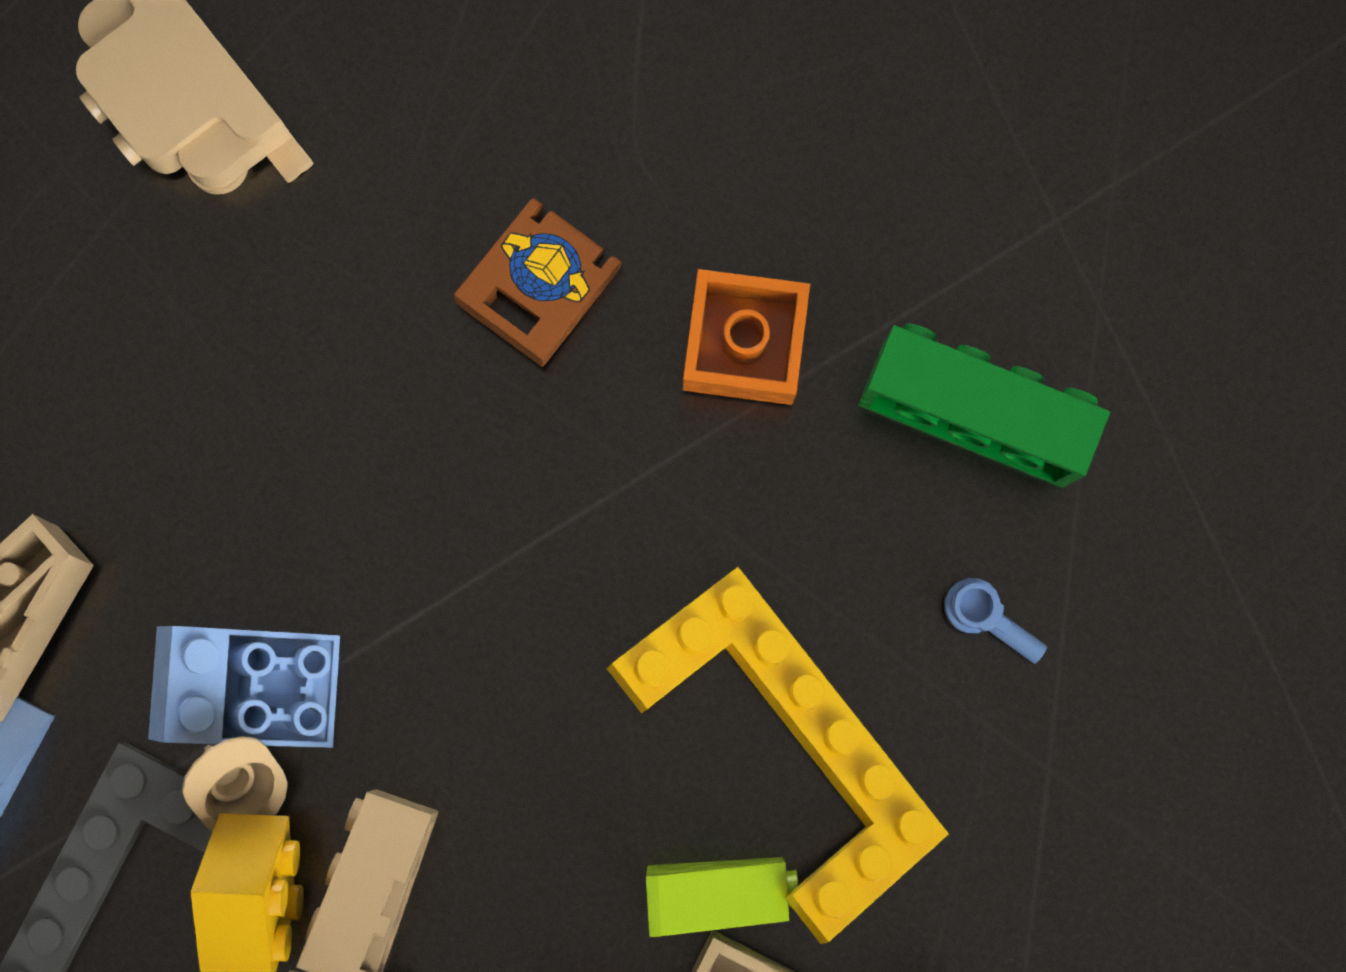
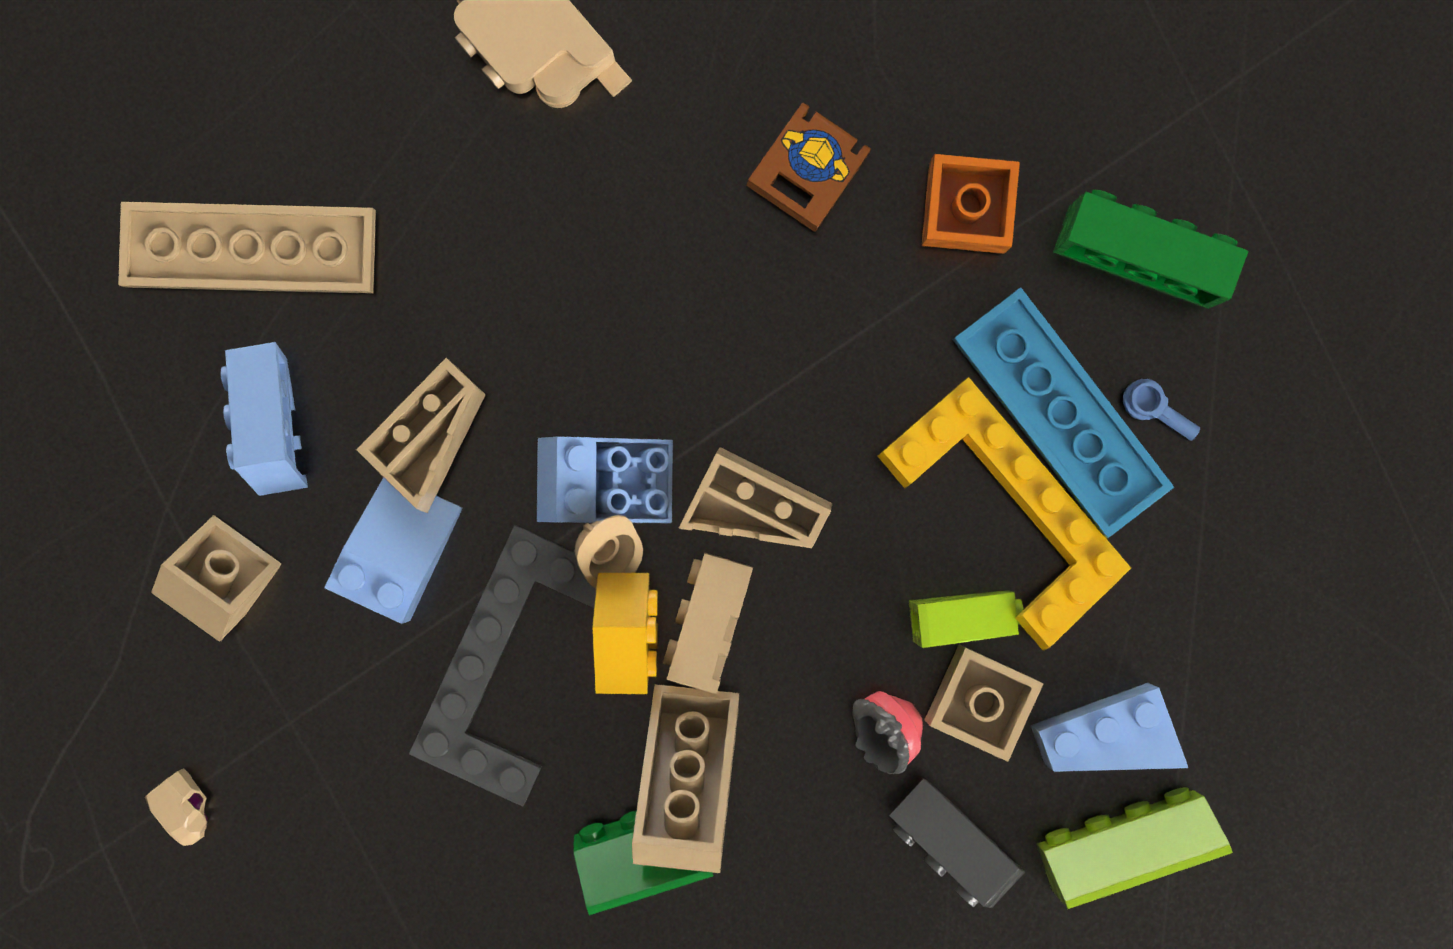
camera: 10 degrees left, 5 degrees up
(439, 726) = (755, 504): none -> tan wedge
(863, 621) = (1063, 413): none -> dark azure plate

